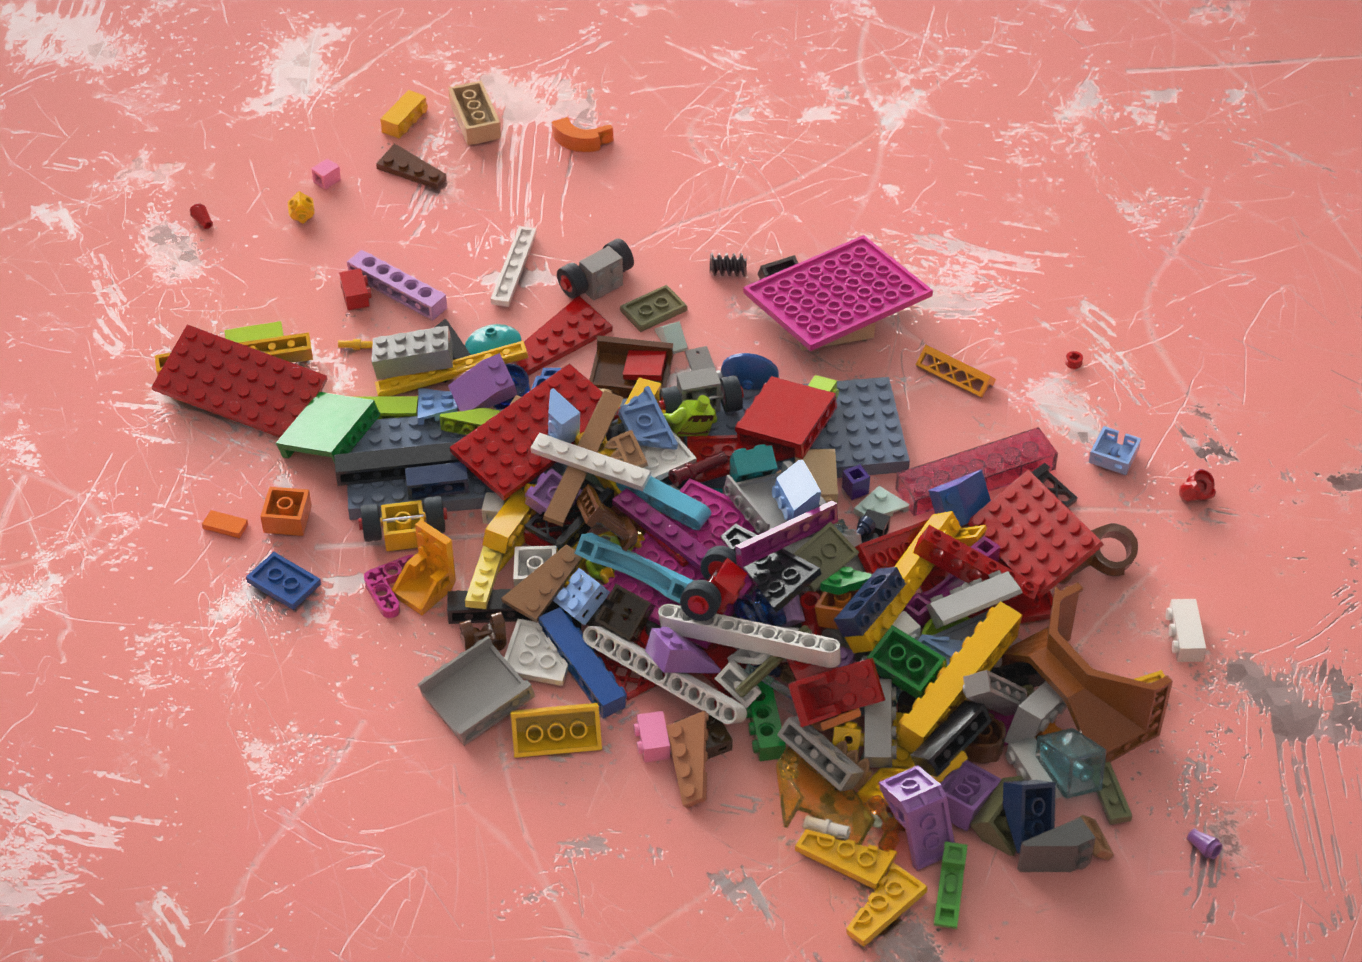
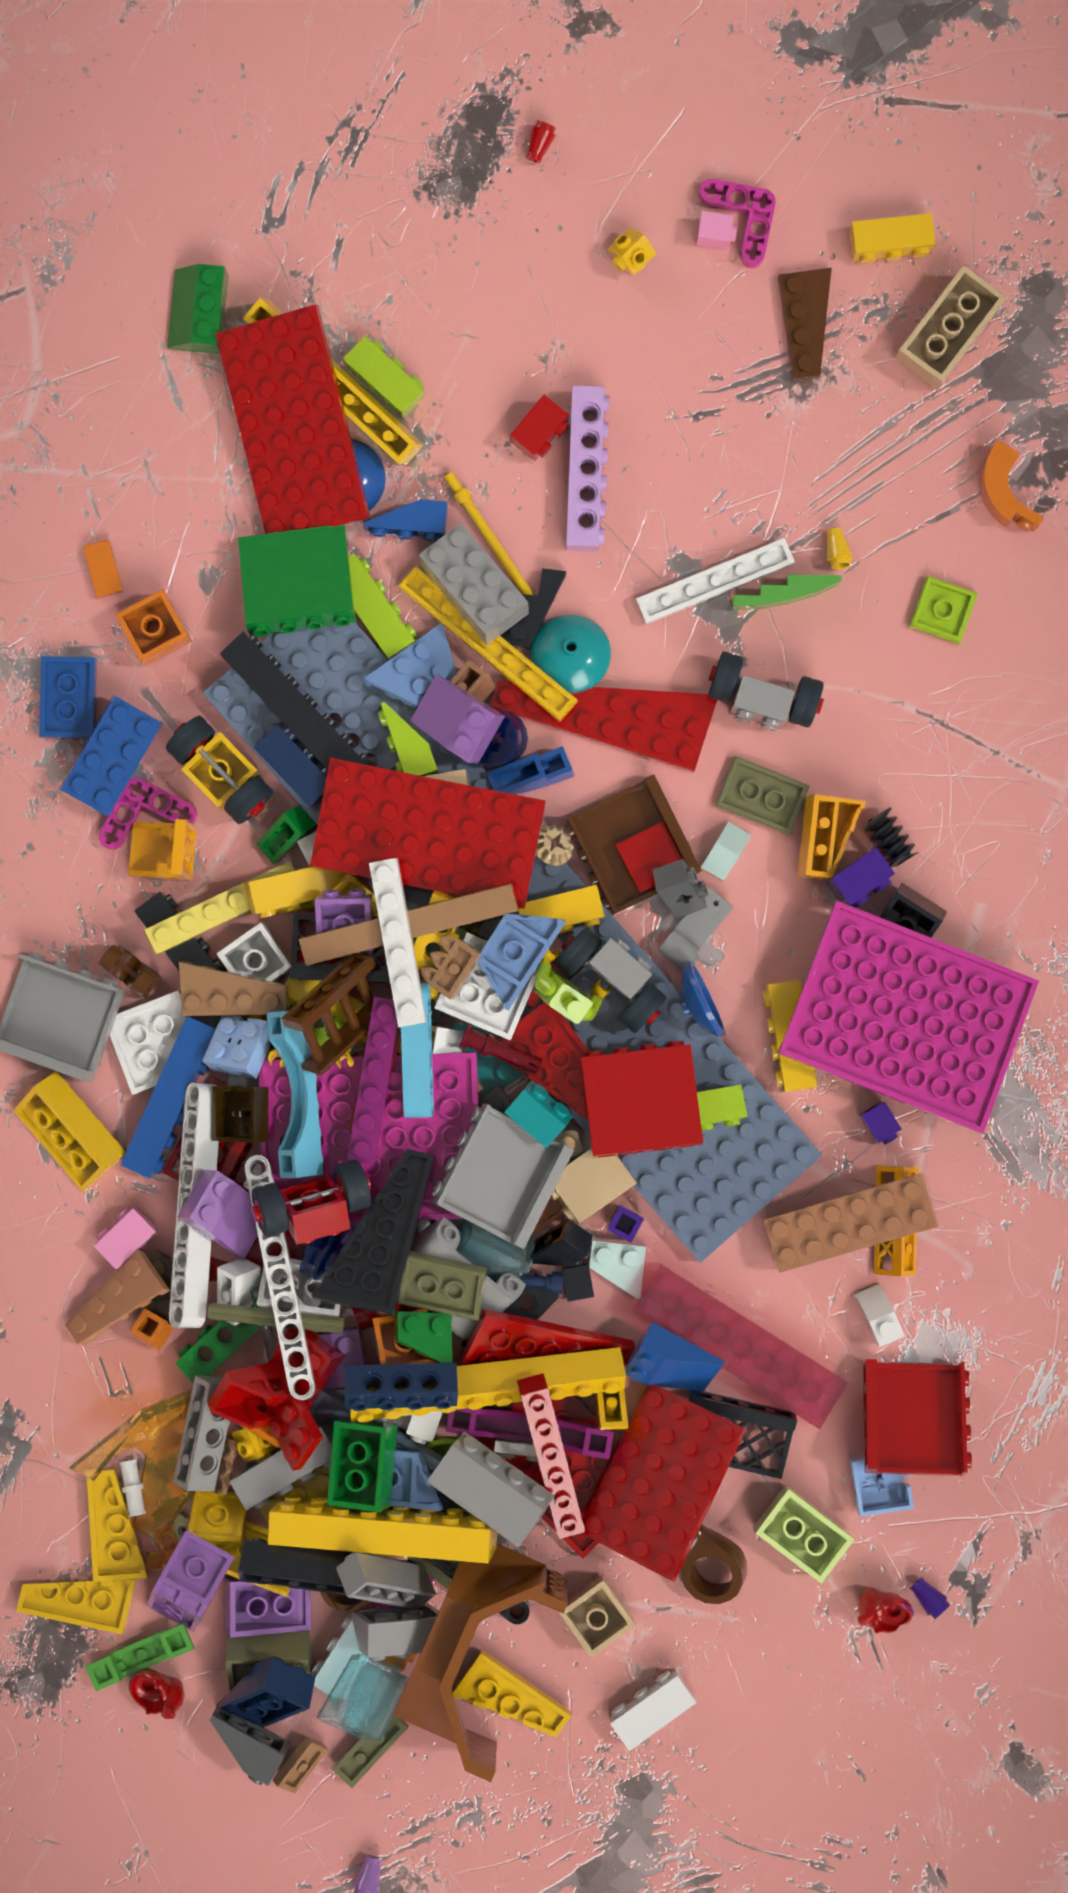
camera: 55 degrees right, 40 degrees up
(127, 397) = (198, 308): none -> green slope
(335, 154) = (755, 213): none -> dark pink beam
(340, 572) = (110, 755): none -> blue brick
(349, 366) = (418, 519): none -> blue slope
(471, 518) = (285, 833): none -> green arch
(547, 211) = (838, 550): none -> yellow cone
(550, 238) = (795, 589): none -> bright green slope
(562, 418) = (432, 867): light blue slope -> none
(621, 191) = (943, 610): none -> lime tile
(674, 353) = (680, 888): none -> dark grey brick
(700, 287) = (825, 833): none -> light orange wedge
(726, 751) = (151, 1330): none -> orange brick
(739, 276) = (860, 878): none -> dark purple brick
(786, 534) = (417, 1236): magenta plate -> none
(796, 491) = (506, 1204): slope -> none
(797, 358) = (781, 1000): none -> yellow brick
(850, 510) = (562, 1245): none -> black slope
(890, 347) = (880, 1123): none -> dark purple brick
(939, 379) = (851, 1222): none -> nougat brick
(982, 890) = (157, 1693): none -> red hair
(1009, 403) = (879, 1315): none -> white slope
(1074, 364) = (1014, 1338): red bush -> none
(1086, 411) = (916, 1419): none -> red panel
(1101, 621) = (597, 1616): none -> tan brick
(1120, 497) = (803, 1533): none -> yellowish green brick
(1208, 463) = (930, 1598): none -> dark purple cone

